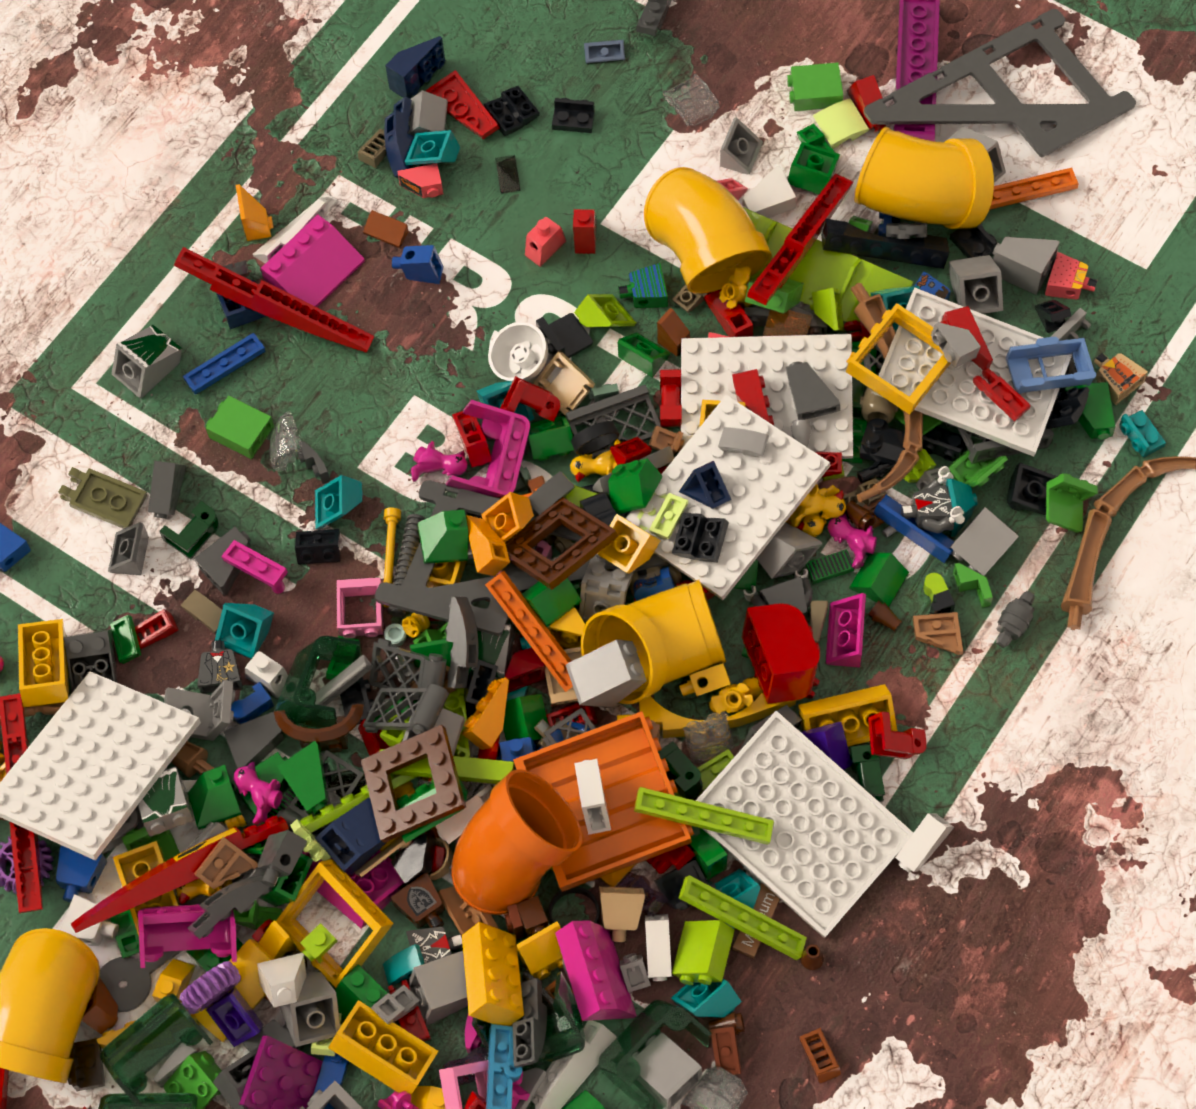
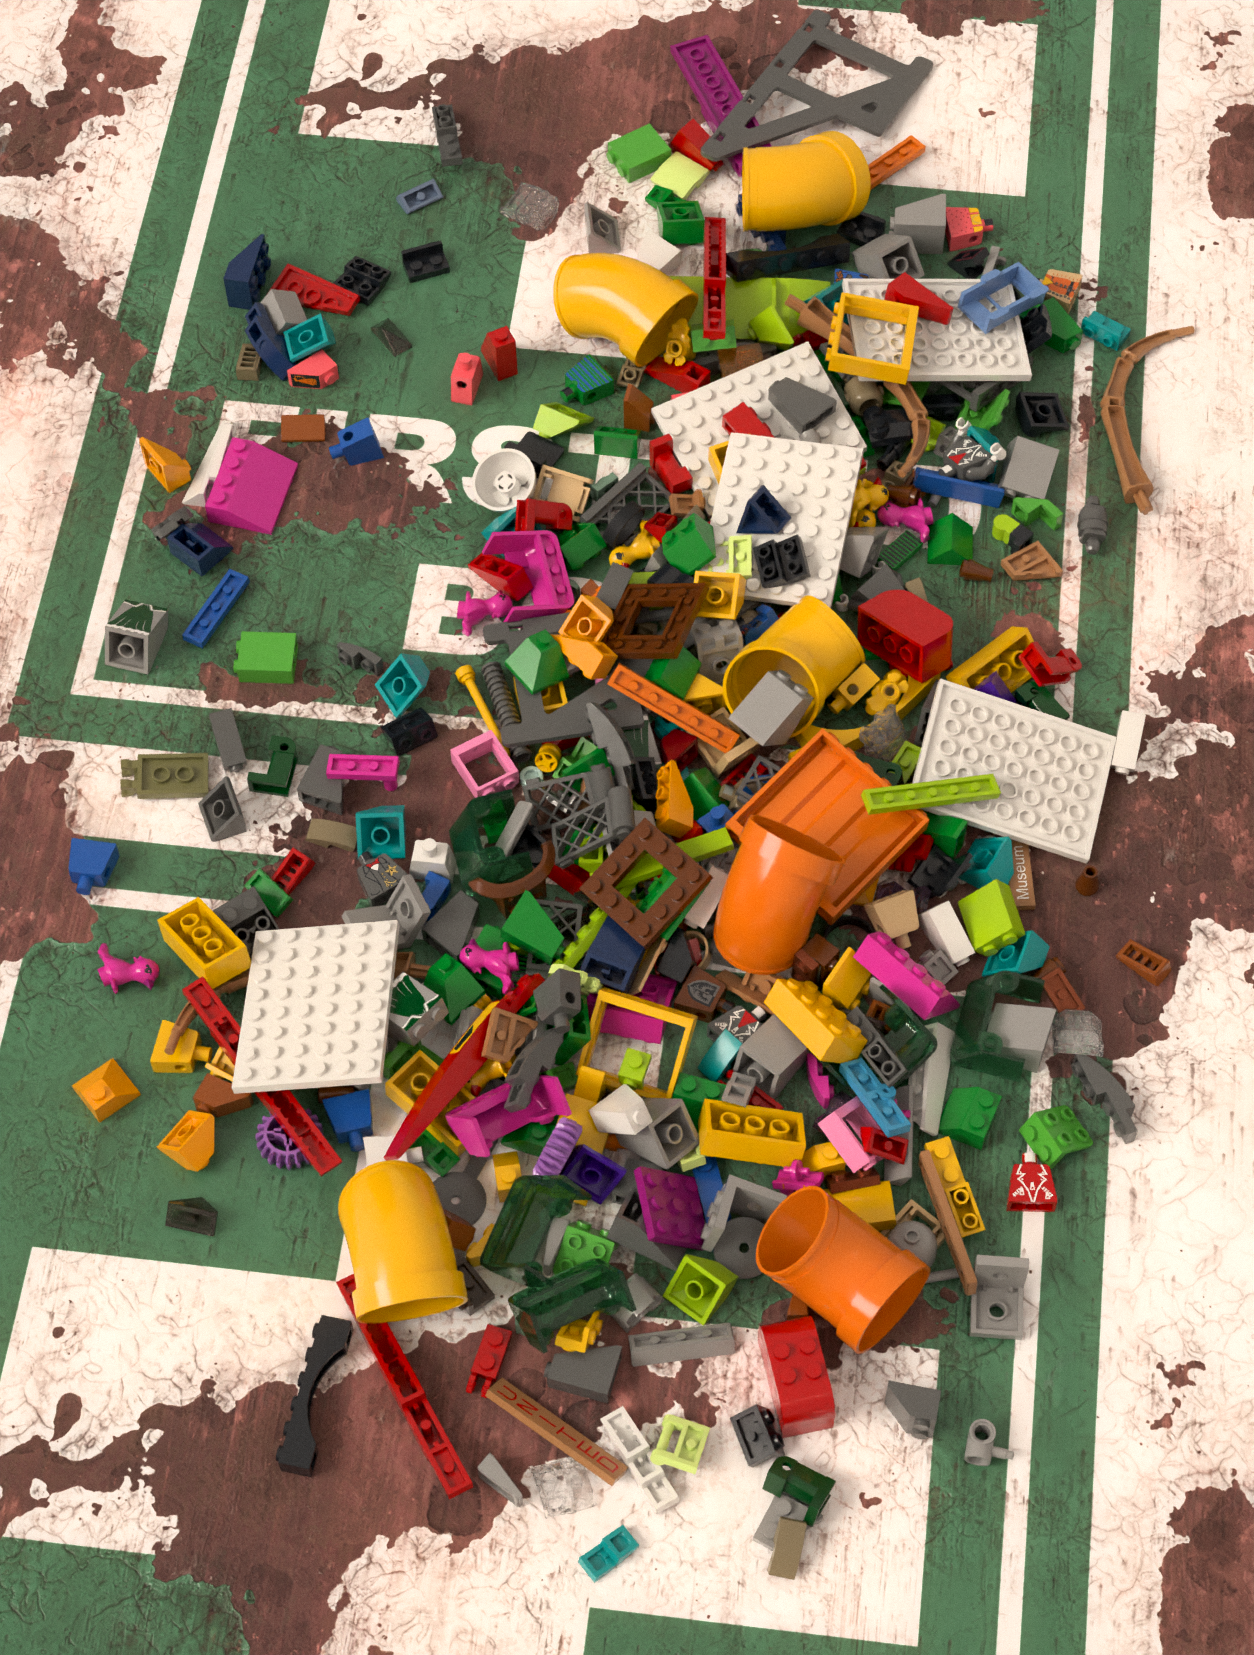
camera: 30 degrees left, 5 degrees down
(258, 934) = (570, 1084): red tile -> none
(273, 302) = (237, 529): red slope -> none
(284, 442) = (323, 649): clear slope -> none
(592, 796) = (821, 818): white slope -> none
(742, 917) = (1011, 870): lime plate -> none
(743, 440) = (777, 460): light grey slope -> none
(846, 631) = (950, 593): dark pink slope -> none
(904, 230) = (802, 237): dark grey plate -> none
(956, 343) = (915, 303): light grey slope -> none
(1002, 394) = (974, 336): red hinge -> none
(1065, 501) = (1073, 405): bright green bracket -> none

